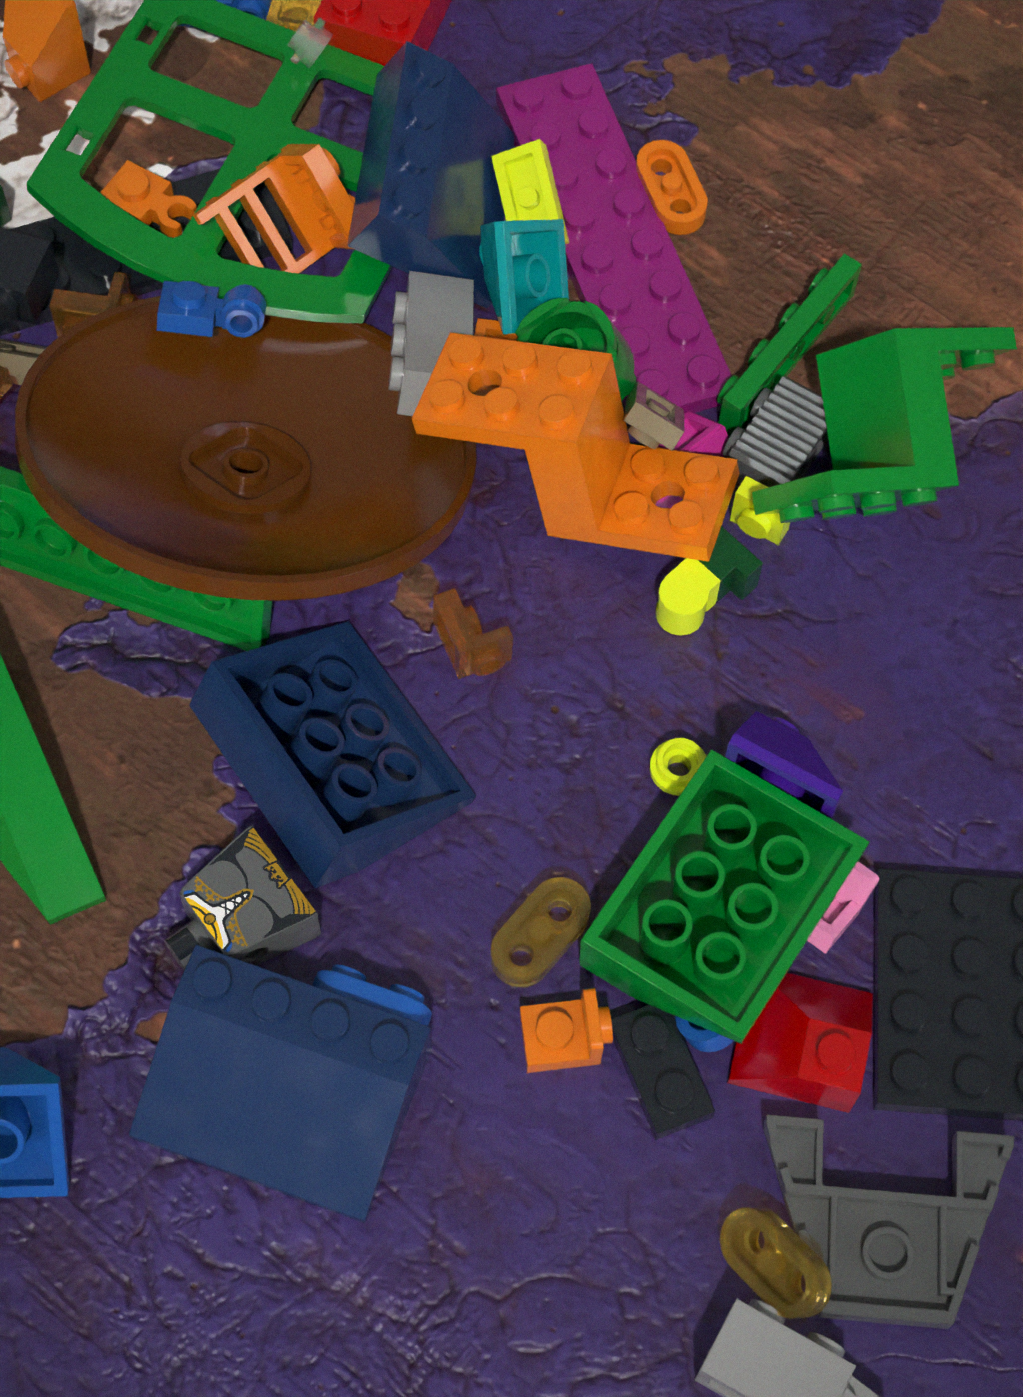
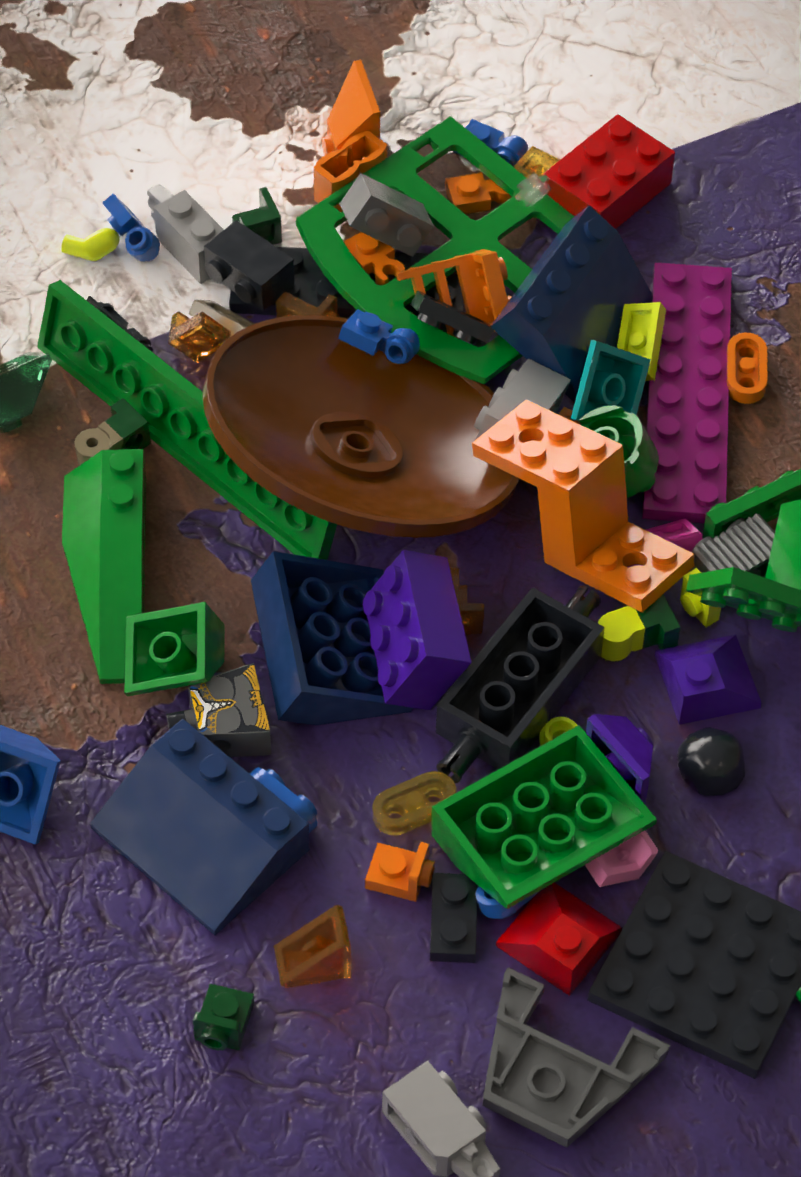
camera: 25 degrees right, 10 degrees down
(56, 89) = (344, 165): none -> orange brick
(133, 848) = (172, 648): none -> green slope
(142, 139) = (386, 214): none -> dark grey brick
(230, 71) = (474, 193): none -> orange plate
(265, 249) = (466, 326): none -> black plate
(434, 1342) = (223, 1018): none -> dark green bracket
(443, 696) = (416, 630): none -> dark purple brick
(512, 1197) = (316, 951): none -> clear orange slope
(598, 714) = (519, 681): none -> black brick
(653, 418) = (648, 506): dark tan plate -> none
(778, 1267) = (467, 1054): clear yellow plate -> none
(814, 614) = (707, 679): none -> dark purple slope
(874, 723) = (711, 761): none -> black hair

